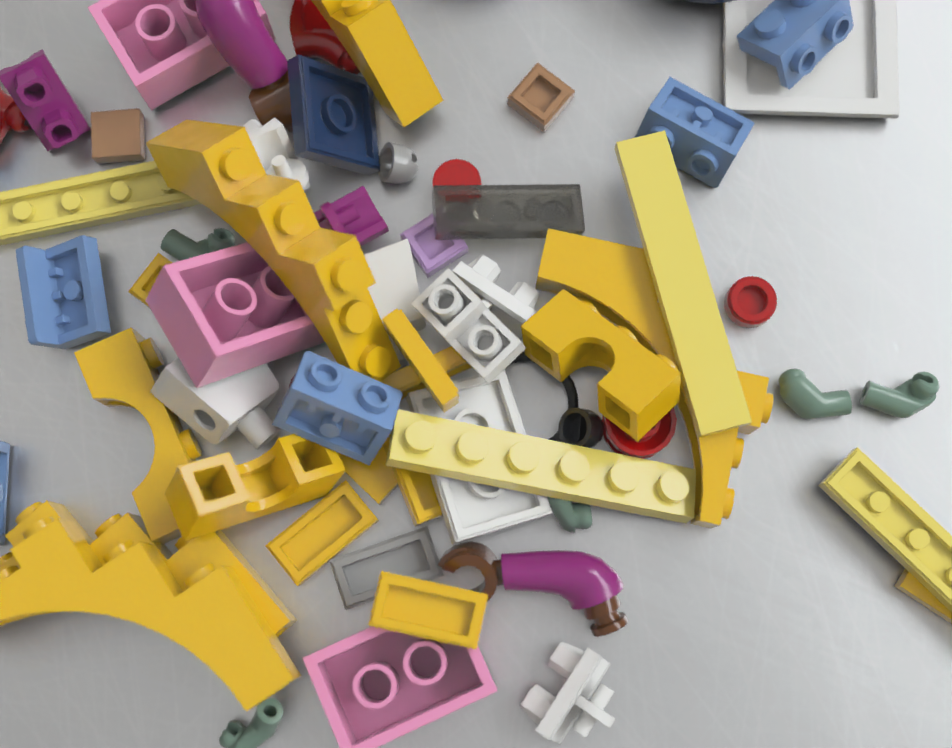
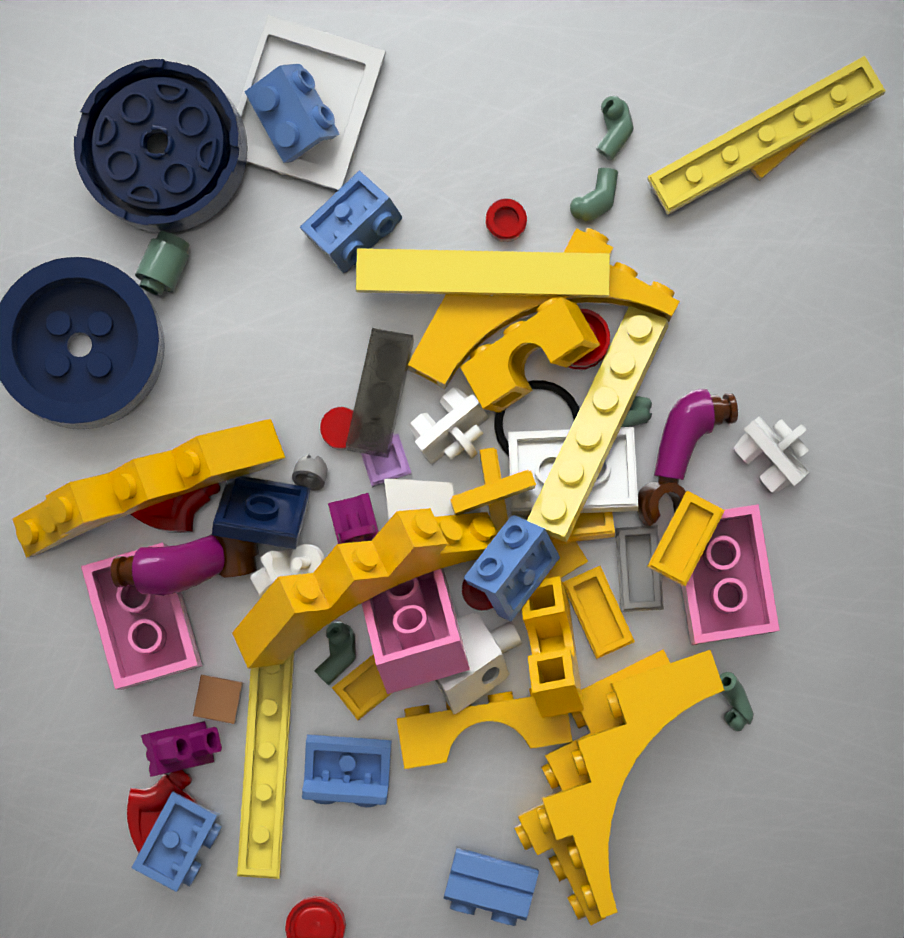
camera: 70 degrees left, 5 degrees up
(468, 325) = (472, 449): white slope -> none
(540, 97) = (283, 337): medium nougat tile -> none
(581, 427) = (573, 385): black hinge -> none

